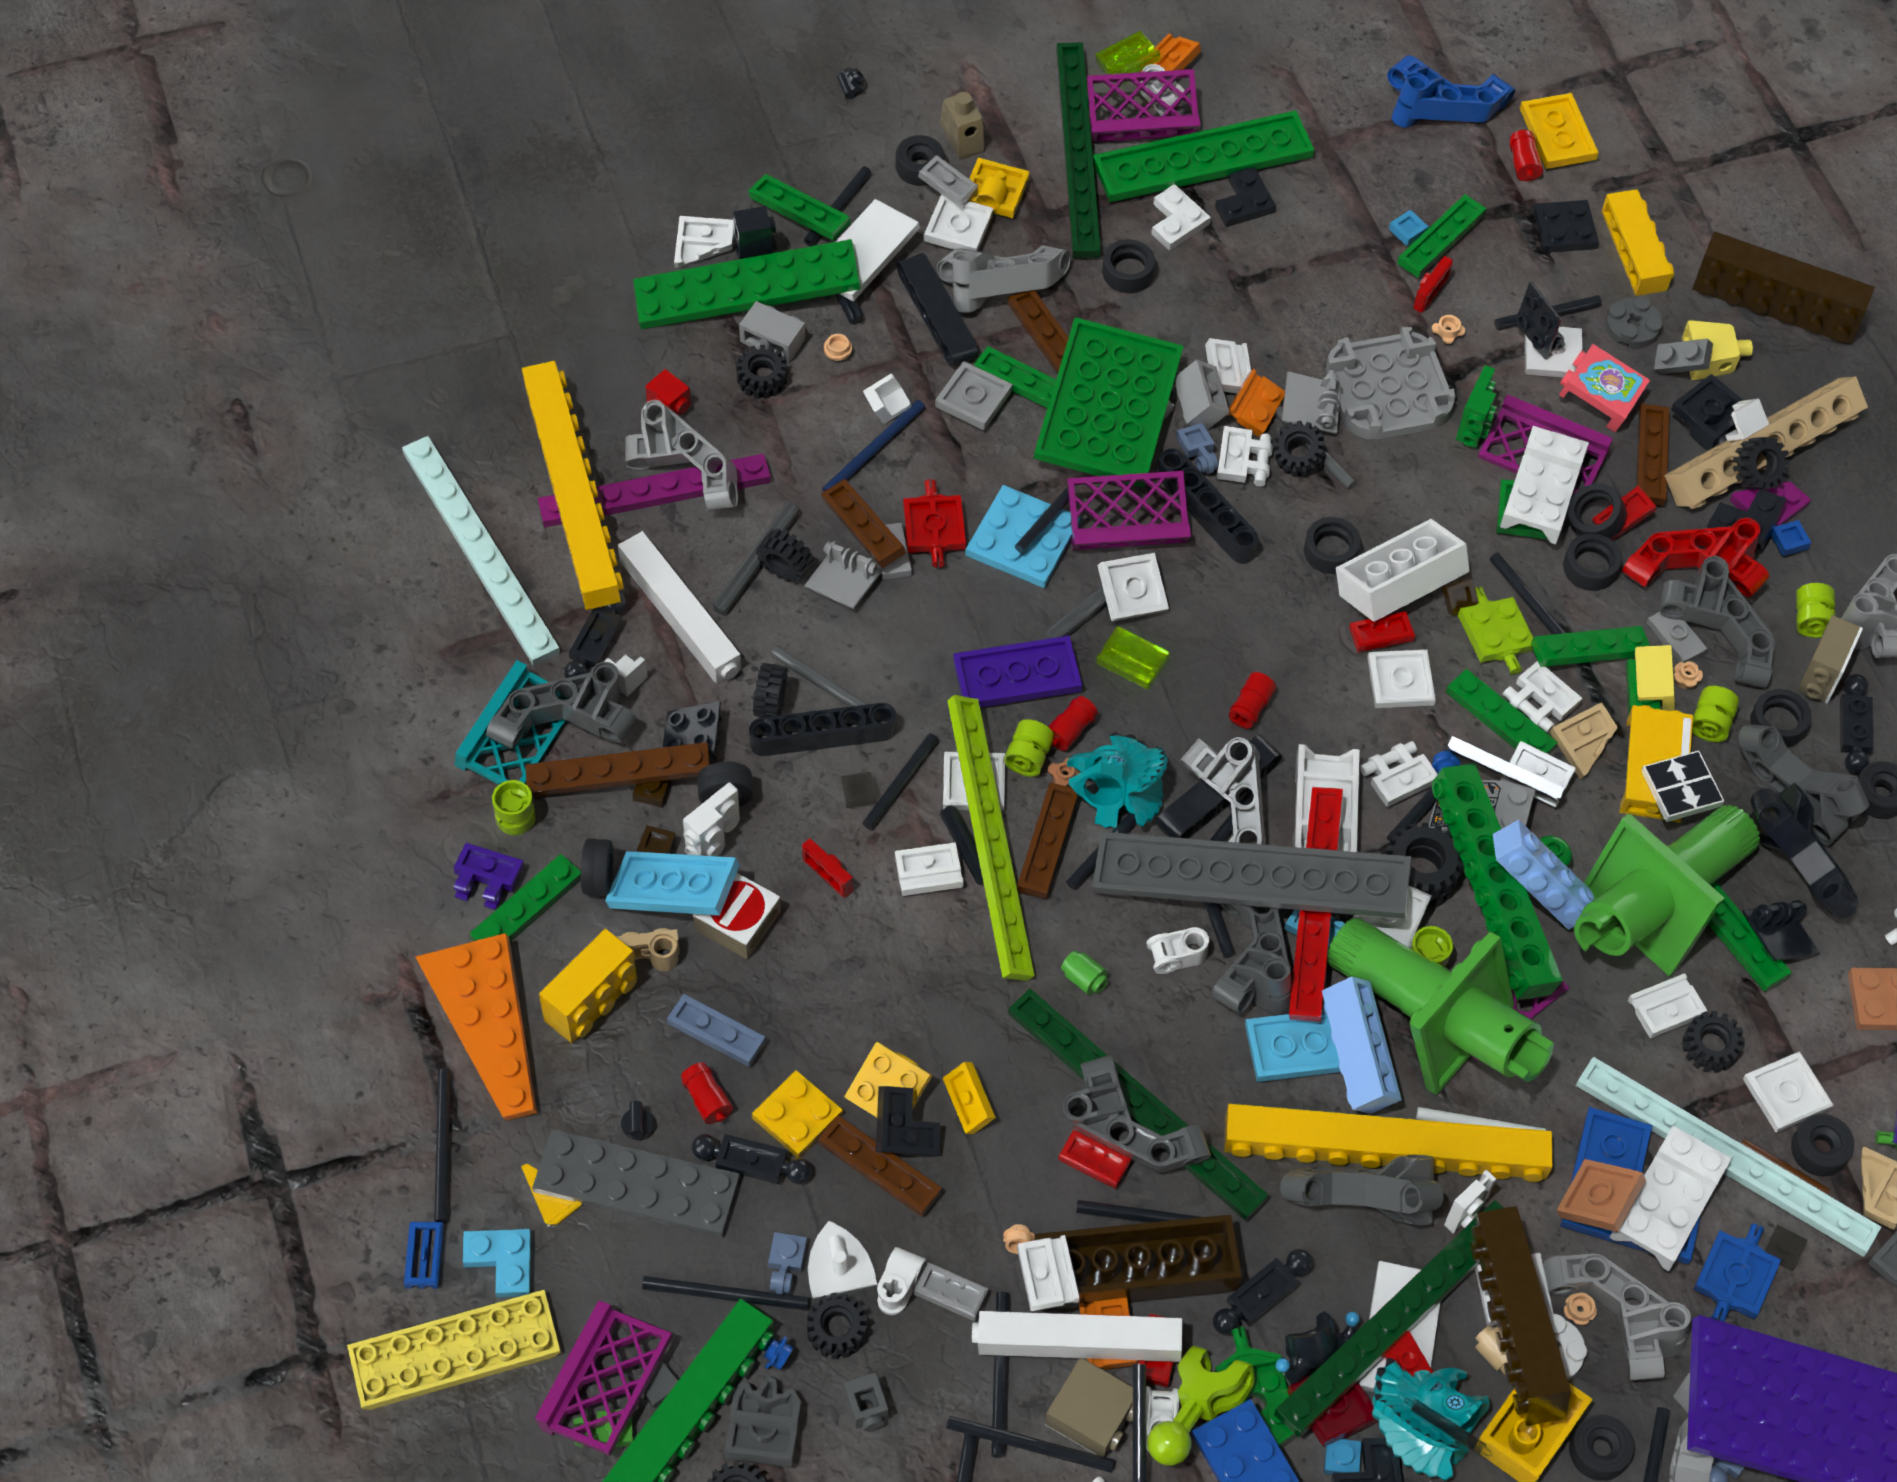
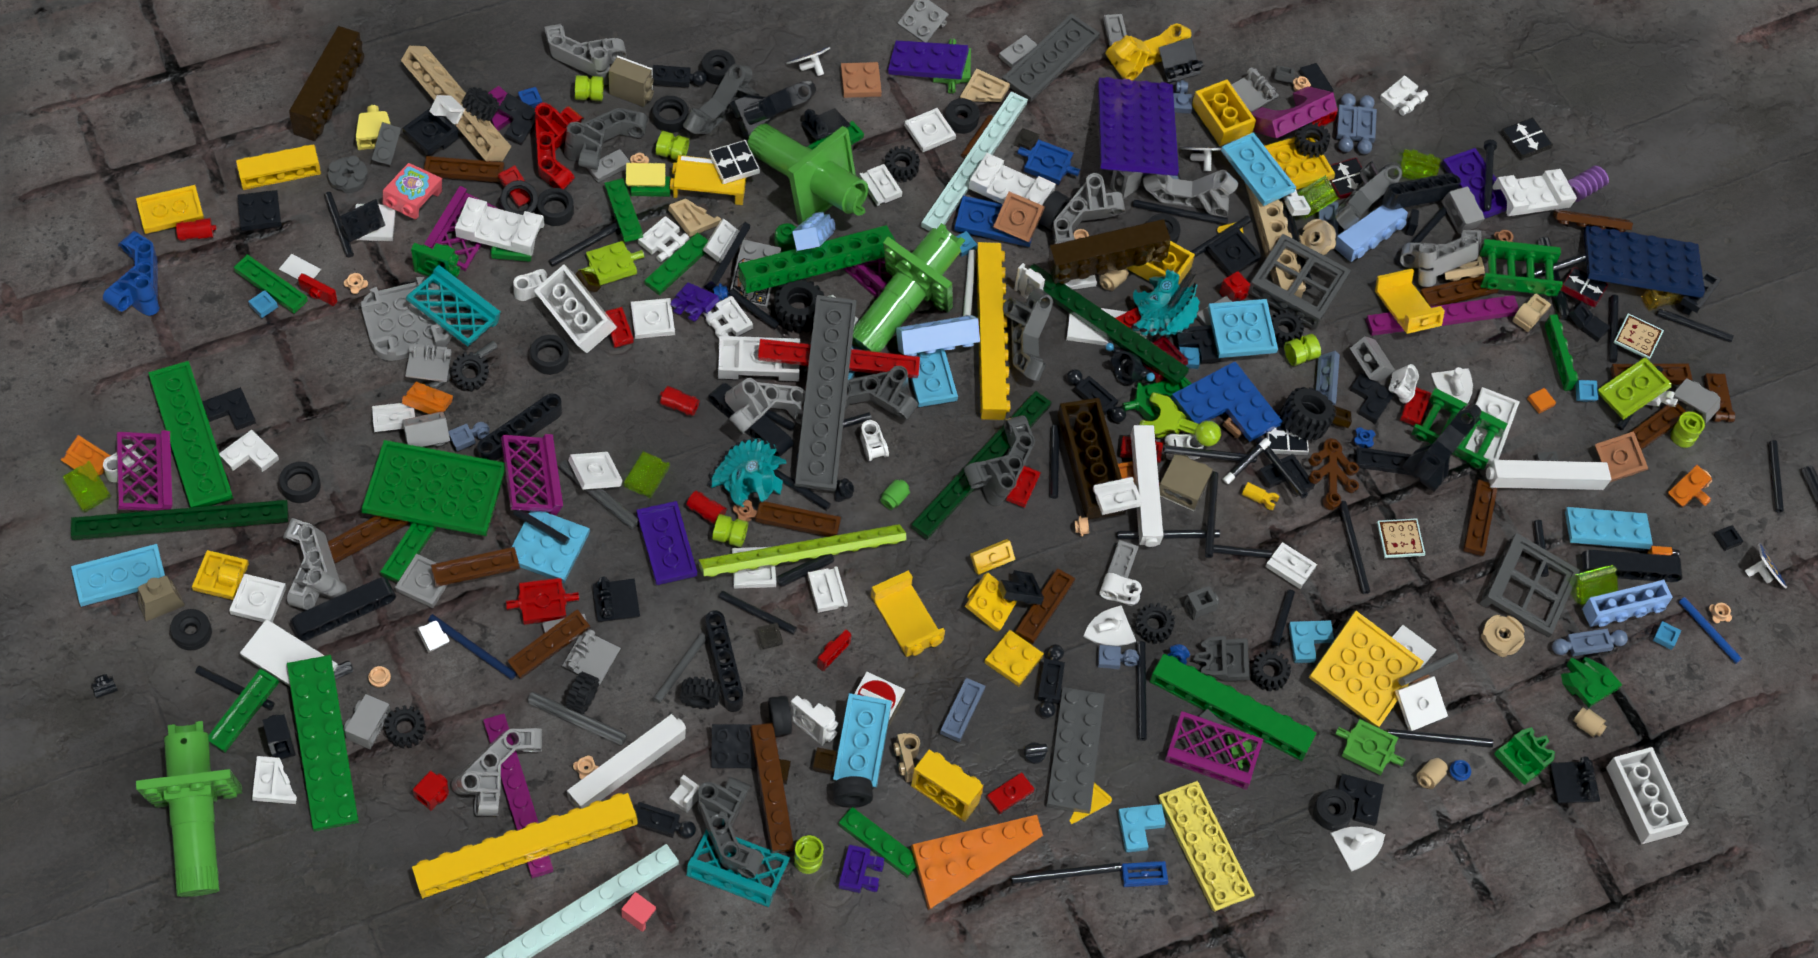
camera: 100 degrees left, 0 degrees up
(465, 605) = (638, 911): none -> coral panel
(577, 1083) = (1010, 793): none -> red plate
(674, 141) = (191, 796): none -> bright green piece
(683, 557) = (583, 762): none -> light nougat plate
(707, 1094) = (1010, 710): red piece -> none
(880, 973) = (906, 615): none -> yellow panel
(932, 610) = (615, 599): none -> black hinge
(948, 181) = (220, 603): light grey plate -> none
(984, 443) = (475, 566): none -> reddish brown plate
(1001, 91) = (116, 574): none -> medium azure plate
(1097, 906) = (844, 490): none -> black plate
(1234, 456) = (473, 412): white plate -> none
(1417, 448) = (463, 296): none -> teal fence
(1433, 733) = (697, 299): none -> dark purple plate
(1433, 944) = (865, 298): lime wheel -> none
(1454, 522) = (526, 284): none -> white piece
(1472, 272) = (295, 266): none -> white sticker
(1561, 1122) = (969, 244): none -> dark azure plate
(1630, 1255) = (1053, 206): none -> black tyre

